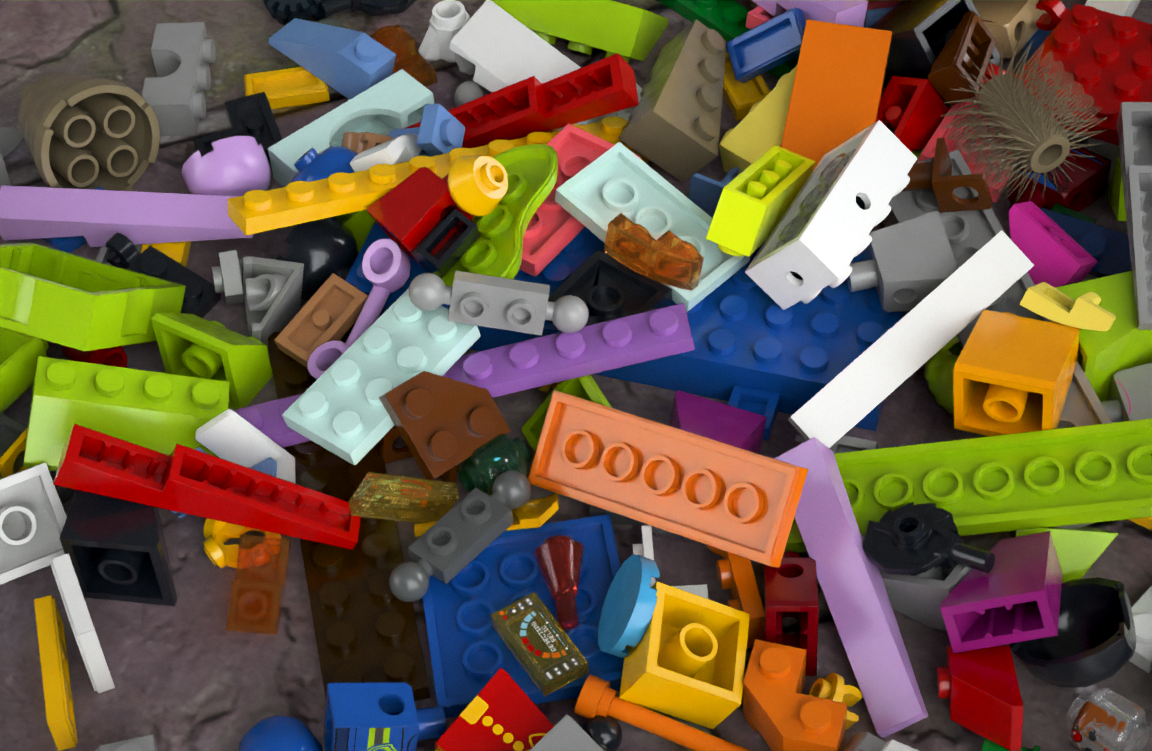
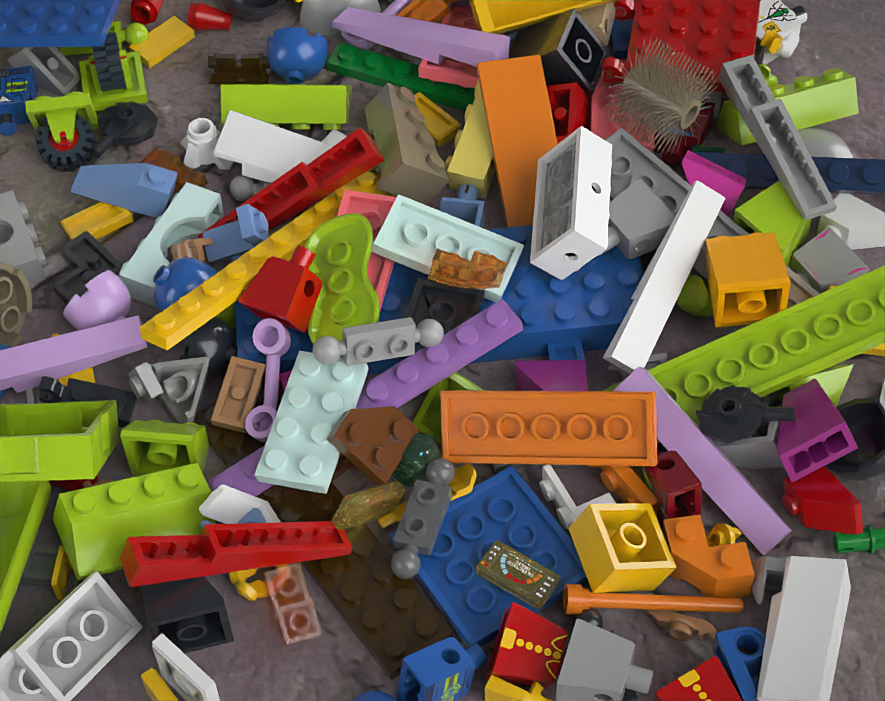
camera: 25 degrees left, 5 degrees up
(390, 152) = (220, 254): white slope -> none
(452, 250) = (315, 309): black piece -> none
(477, 184) = (323, 258): yellow cone -> none
(561, 567) = (505, 515): clear red cone -> none
(628, 606) = (572, 527): dark azure tile -> none
(757, 200) = (516, 208): neon yellow brick -> none
(767, 45) = (446, 86): blue tile -> none
(938, 177) = (621, 154): reddish brown bracket -> none
(957, 59) = (592, 61): reddish brown slope -> none
(1058, 307) = (757, 223): light yellow slope -> none

